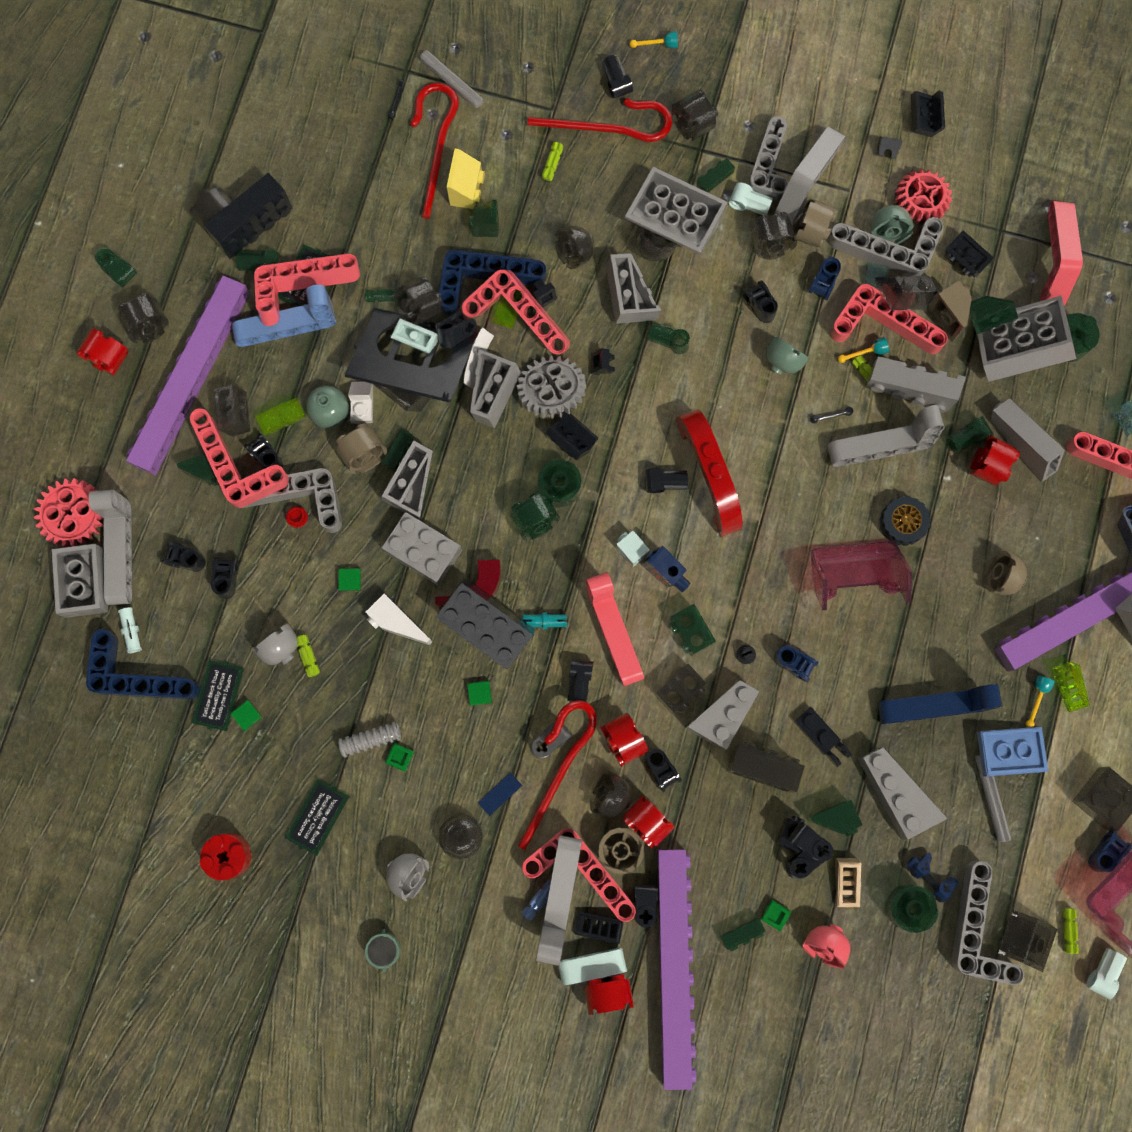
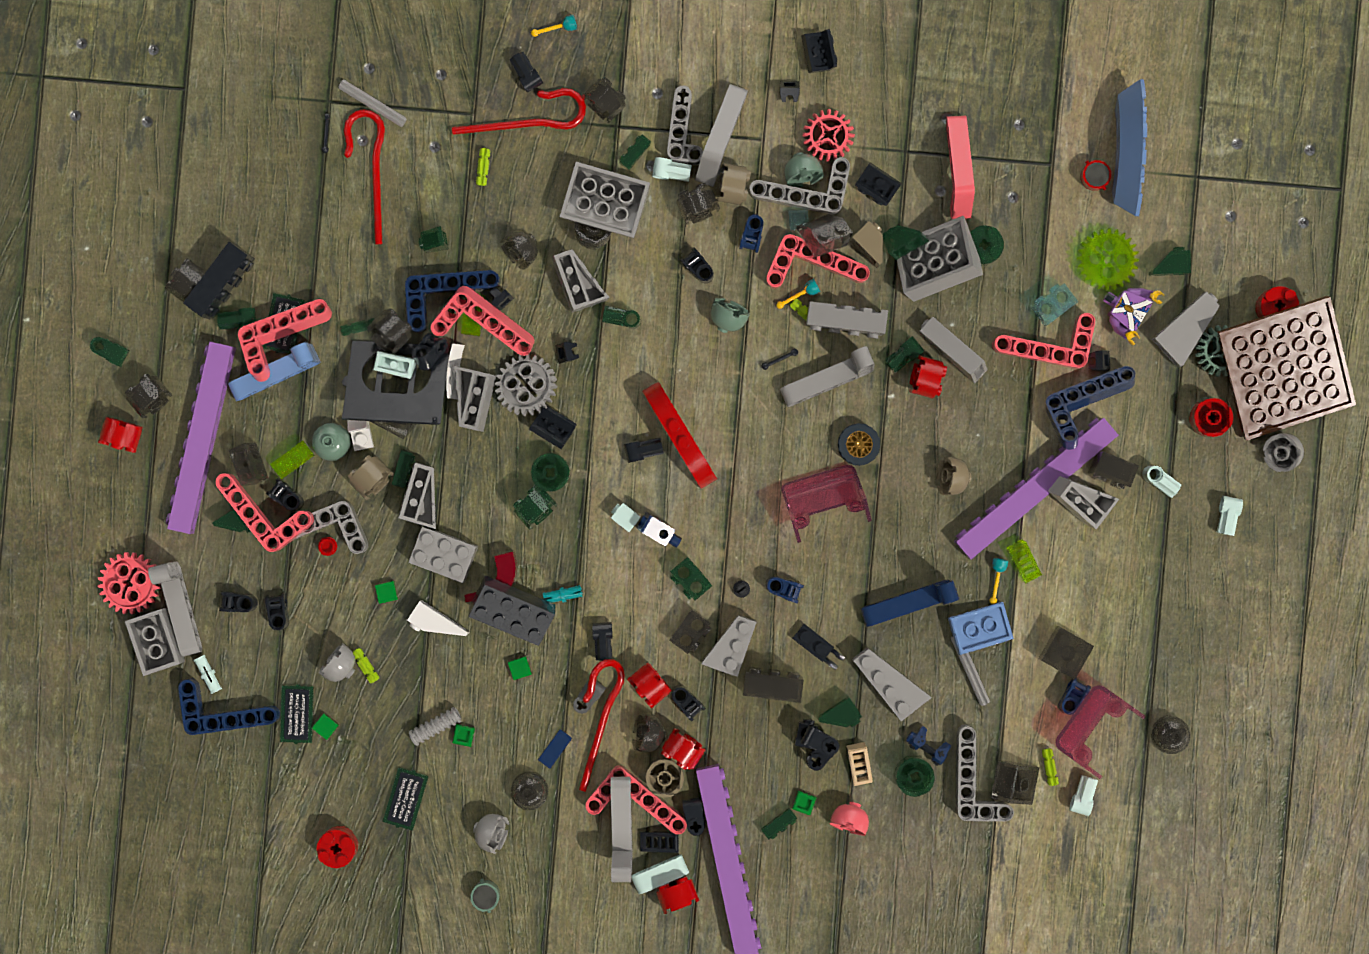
camera: 15 degrees left, 10 degrees up
(464, 180) = (407, 205): light yellow slope -> none
(537, 902) = (604, 832): medium blue axle -> none
(601, 597) = (624, 593): coral beam -> none

